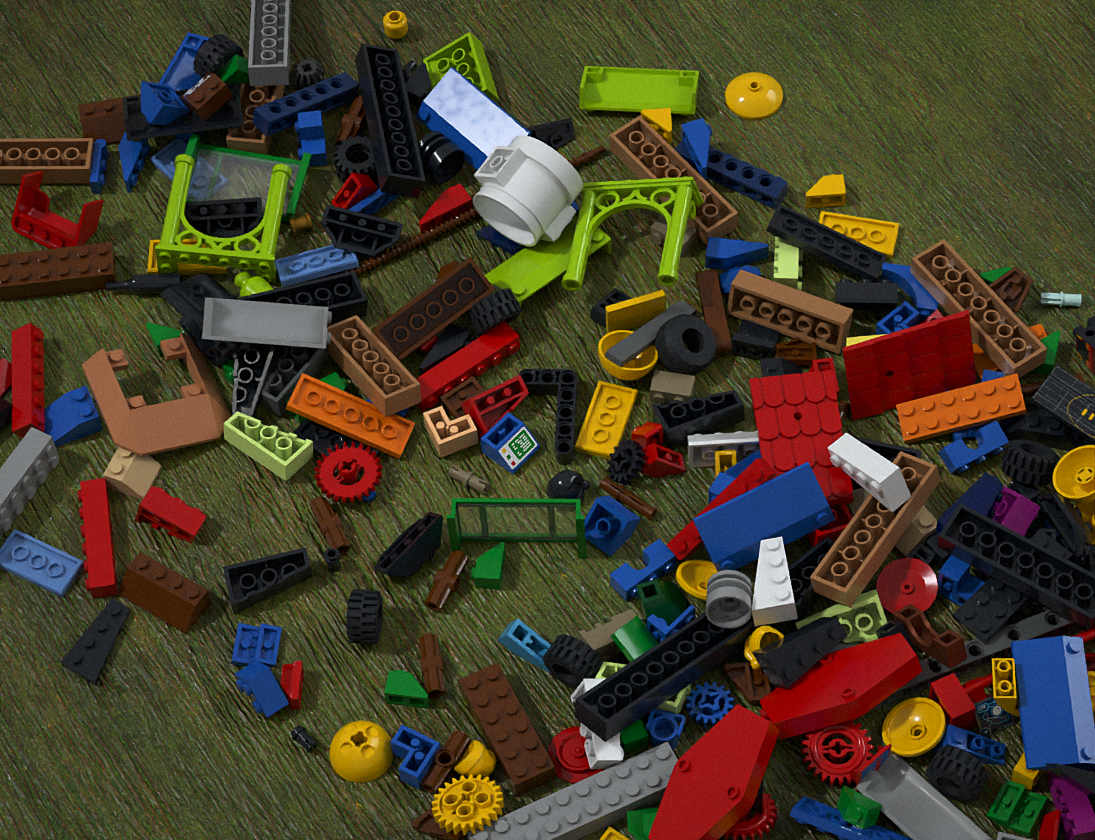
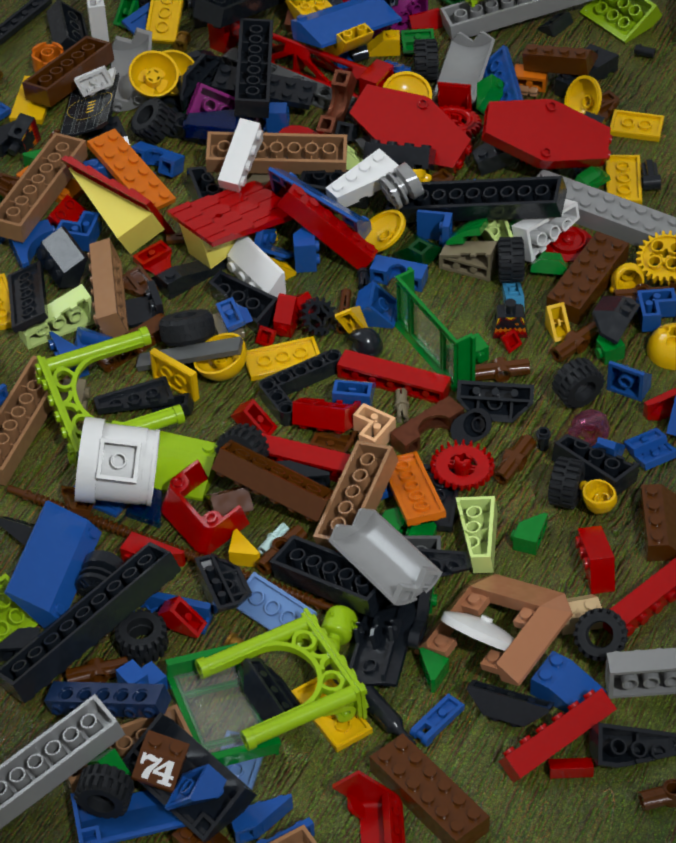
camera: 125 degrees left, 10 degrees down
(69, 373) = (507, 704): none -> black wedge
(83, 458) = (582, 633): none -> black tyre
(117, 318) = (437, 719): none -> blue plate
(153, 366) = (478, 628): none -> white dish
(226, 550) = (598, 496): none -> yellow piece
(237, 485) = (529, 534): none -> green slope
(257, 532) = (565, 482): none -> black tyre
(278, 602) = (611, 447): none -> blue slope
(309, 606) = (591, 421): none -> clear pink helmet
(343, 671) = (628, 381): none -> blue slope
(375, 303) = (263, 562): none -> reddish brown piece
(390, 301) = (280, 531): none -> light aqua axle
(391, 515) = (471, 426): none -> black piece
(395, 272) = (242, 551): none -> yellow slope
(421, 459) = (441, 415): none -> copper arch
(424, 702) = (613, 316): none -> black wedge
(454, 248) = (205, 532): none -> red windscreen
(465, 662) = (557, 321): none -> yellow slope
(477, 612) = (511, 340): none -> red slope
(495, 617) = (507, 317): none -> black torso
(522, 477) = (393, 375): none -> red brick
(539, 352) = (253, 414): none -> red slope
(554, 710) = (549, 264): none -> green slope
(597, 482) = (352, 319): none -> yellow slope
(637, 277) = (139, 396): none -> black wing
(642, 418) = (265, 336): none -> red slope
(655, 535) = (363, 276): none -> black pin
(668, 384) = (233, 315): none -> blue slope

